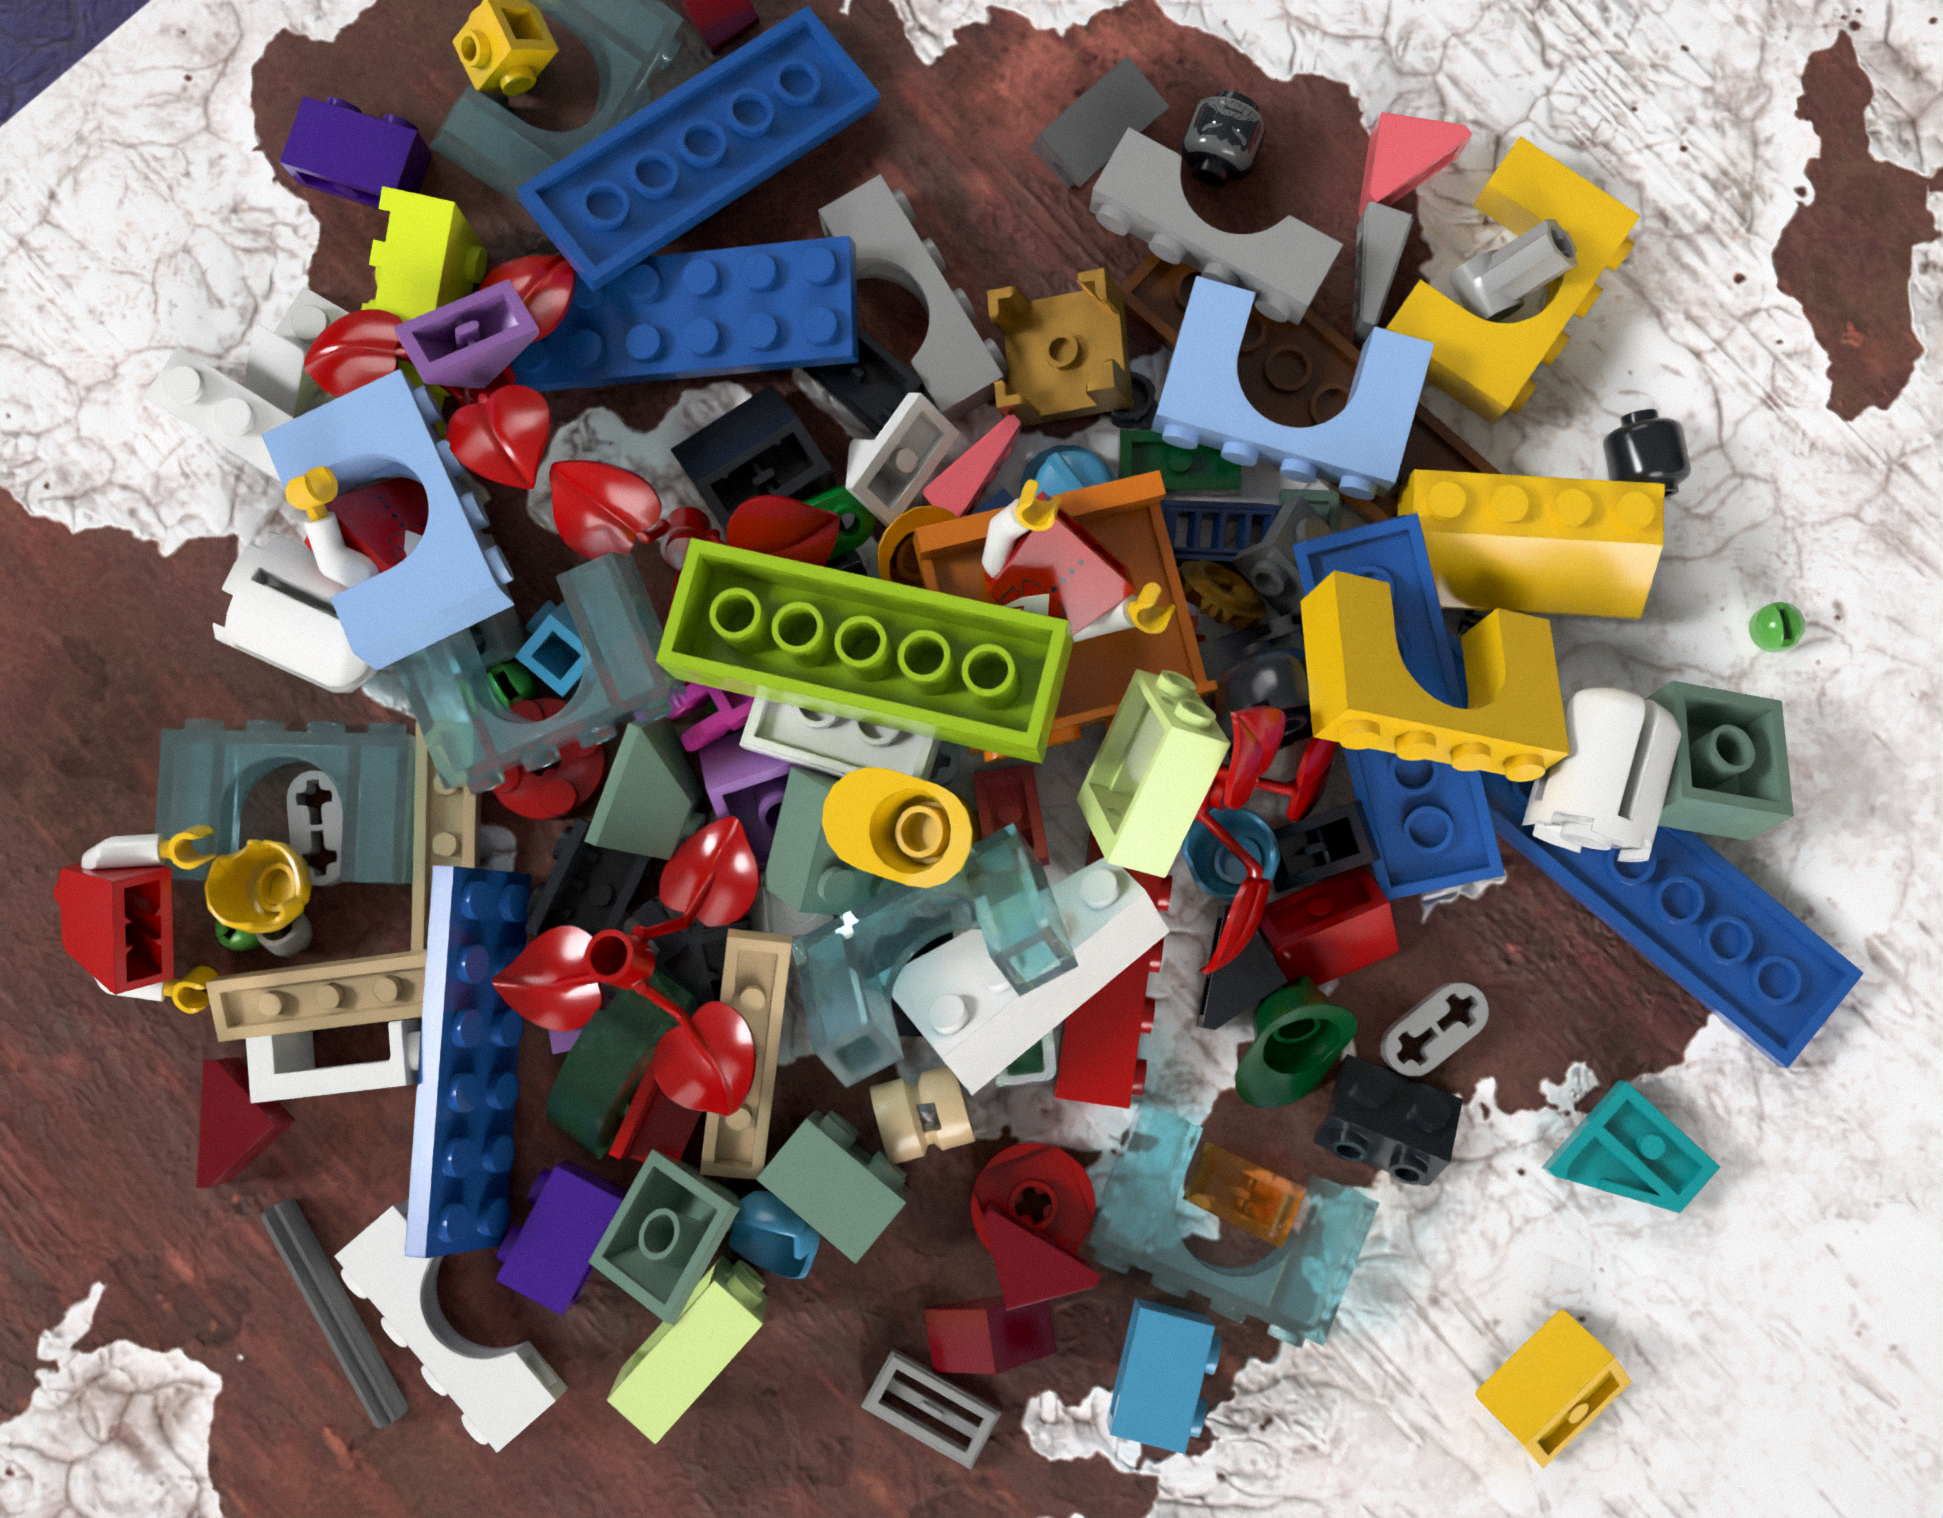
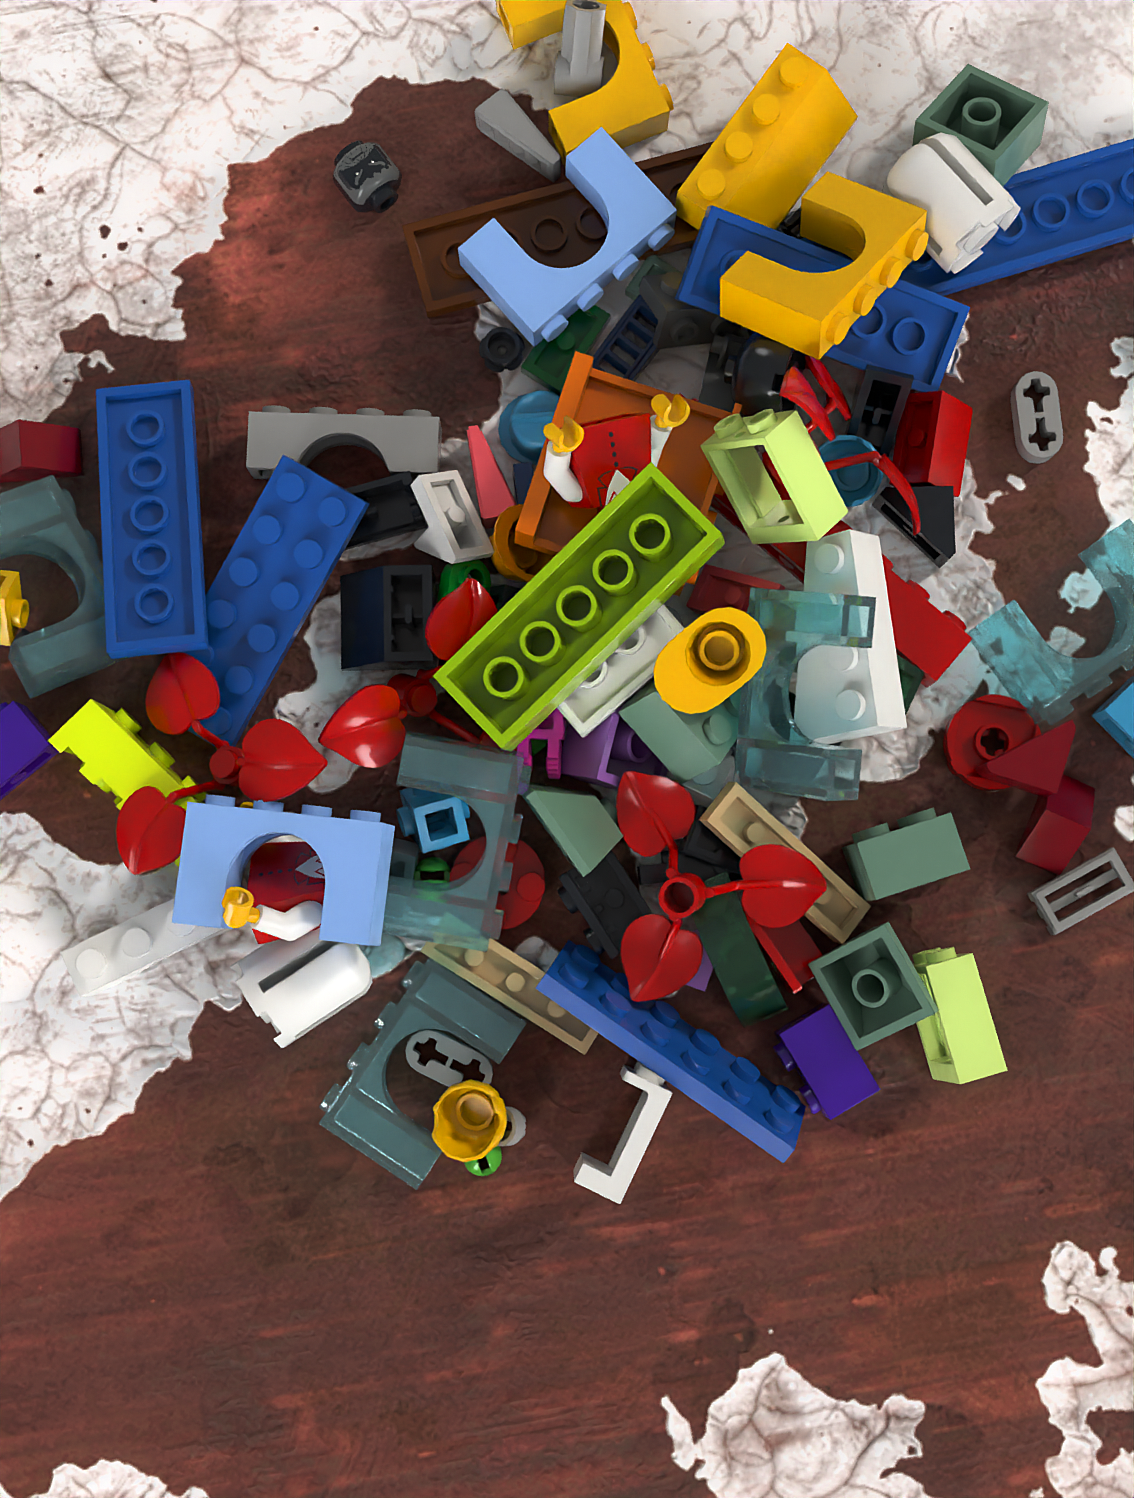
camera: 60 degrees left, 0 degrees up
(122, 916) = (431, 1226): red torso -> none
(230, 1125) = (613, 1233): dark red slope -> none
(278, 357) = (108, 885): white slope -> none
(318, 995) = (568, 1122): tan plate -> none
(334, 1313) = (781, 1247): dark grey axle -> none
(469, 338) = (190, 745): medium lavender slope -> none
(493, 1386) = (900, 1162): white arch -> none
(773, 1236) = (914, 916): dark azure hair -> none
(901, 1120) = (889, 792): tan wheel -> none
(1063, 351) = (445, 369): pearl gold panel -> none
(1093, 126) = (305, 250): dark grey hinge -> none
(1145, 197) = (381, 248): light grey arch -> none
(1222, 594) = (674, 368): pearl gold gear -> none
(1245, 1194) = (1071, 600): clear orange slope -> none
(1293, 1044) = (992, 508): dark green piece -> none
(1390, 1122) = (1079, 482): black bracket -> none
(1406, 154) = (453, 70): coral slope -> none
(1648, 451) = (752, 43): black head -> none
(1767, 626) = (910, 43): bright green hinge -> none

